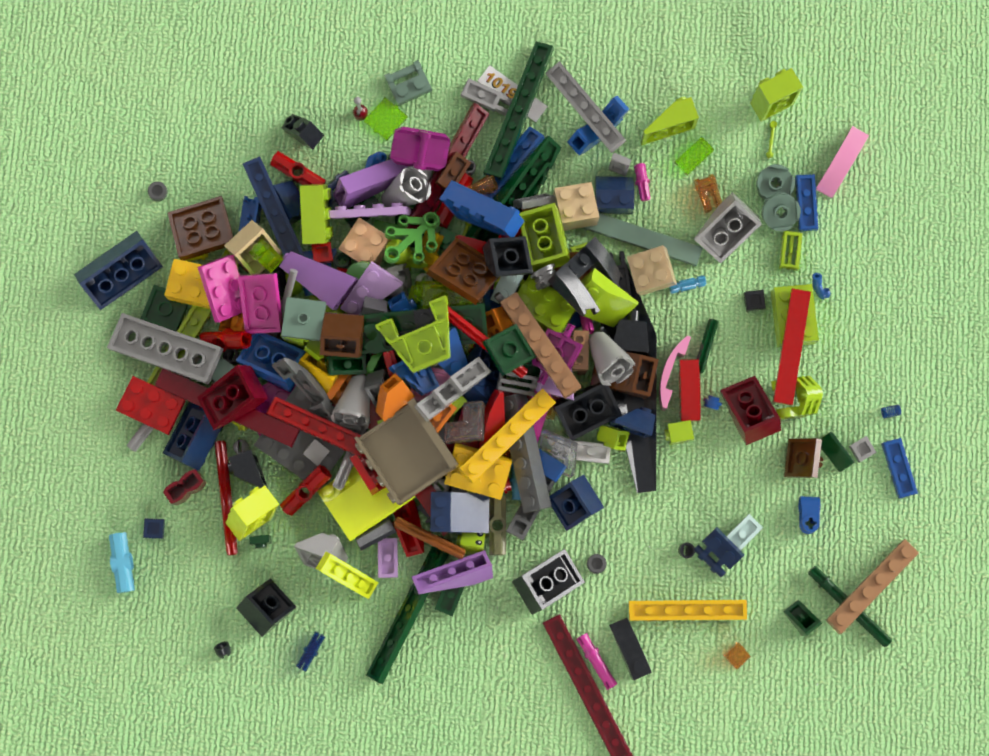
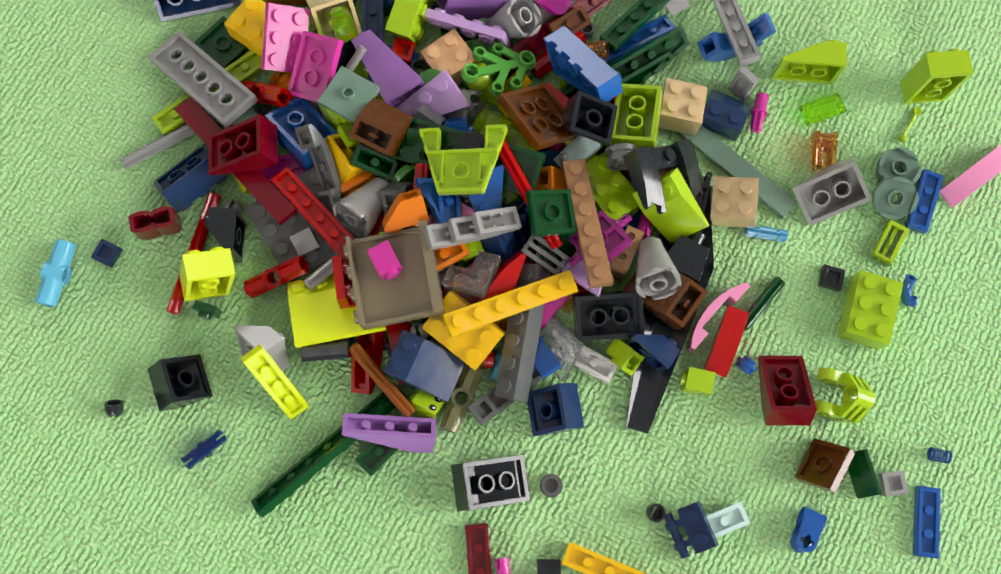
camera: 20 degrees right, 5 degrees down
(150, 405) = (161, 128): red plate -> none
(388, 558) = (330, 384): lavender plate -> none
(394, 444) = (385, 260): none -> dark pink brick
(534, 201) = (627, 79): flat silver tile -> none
(791, 347) = (858, 339): red tile -> none

